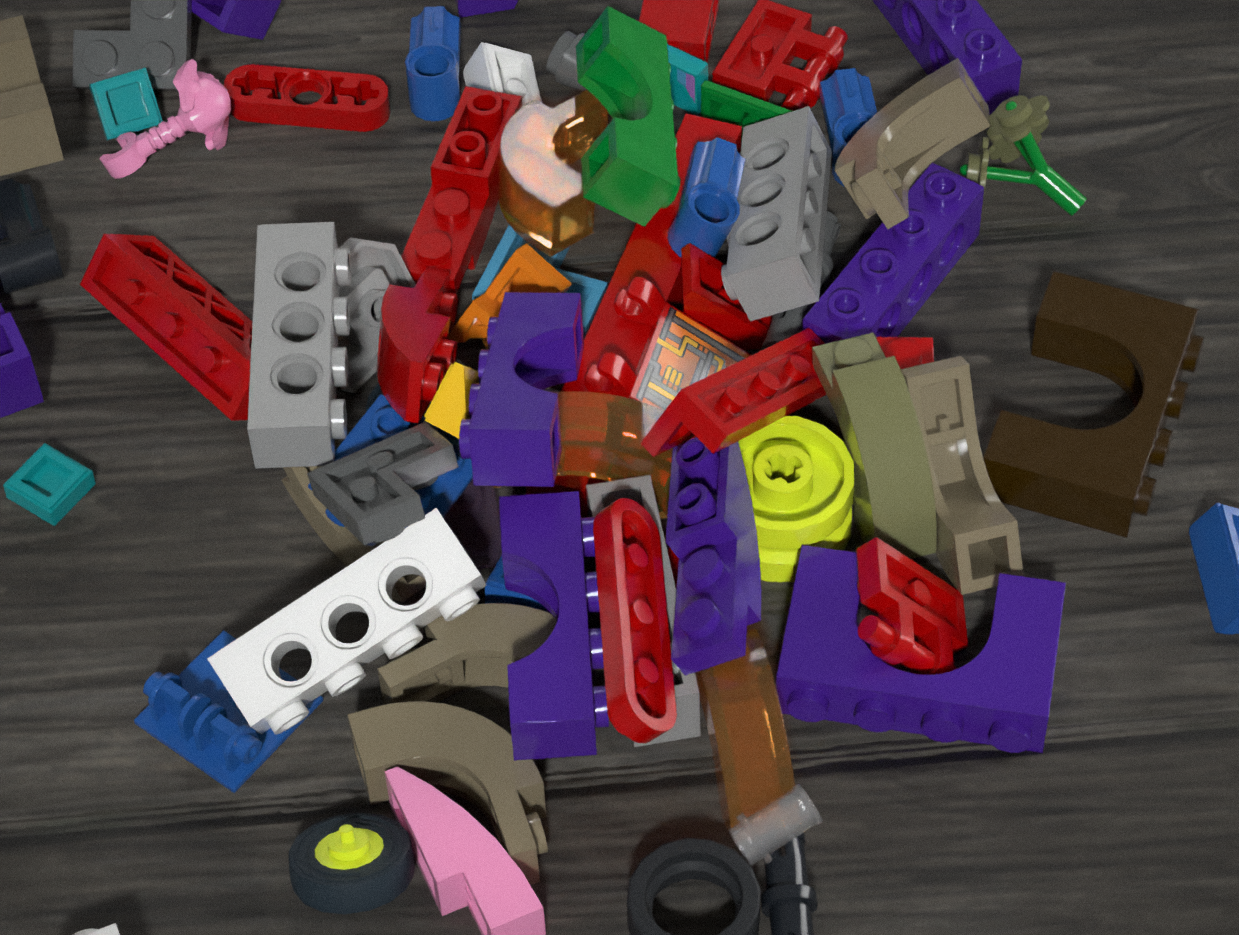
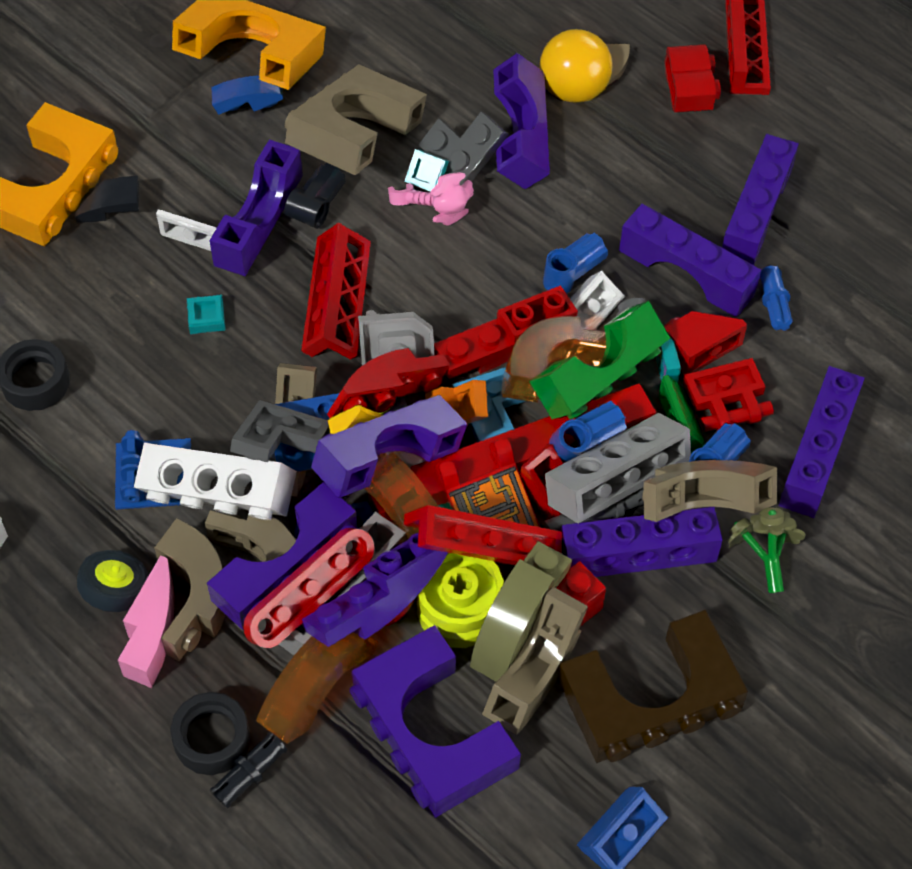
camera: 45 degrees right, 5 degrees up
(296, 345) = (329, 321): light grey brick -> none
(346, 115) = (505, 246): red beam -> none
(774, 825) = (269, 731): clear pin -> none
(909, 606) = (449, 692): red plate -> none

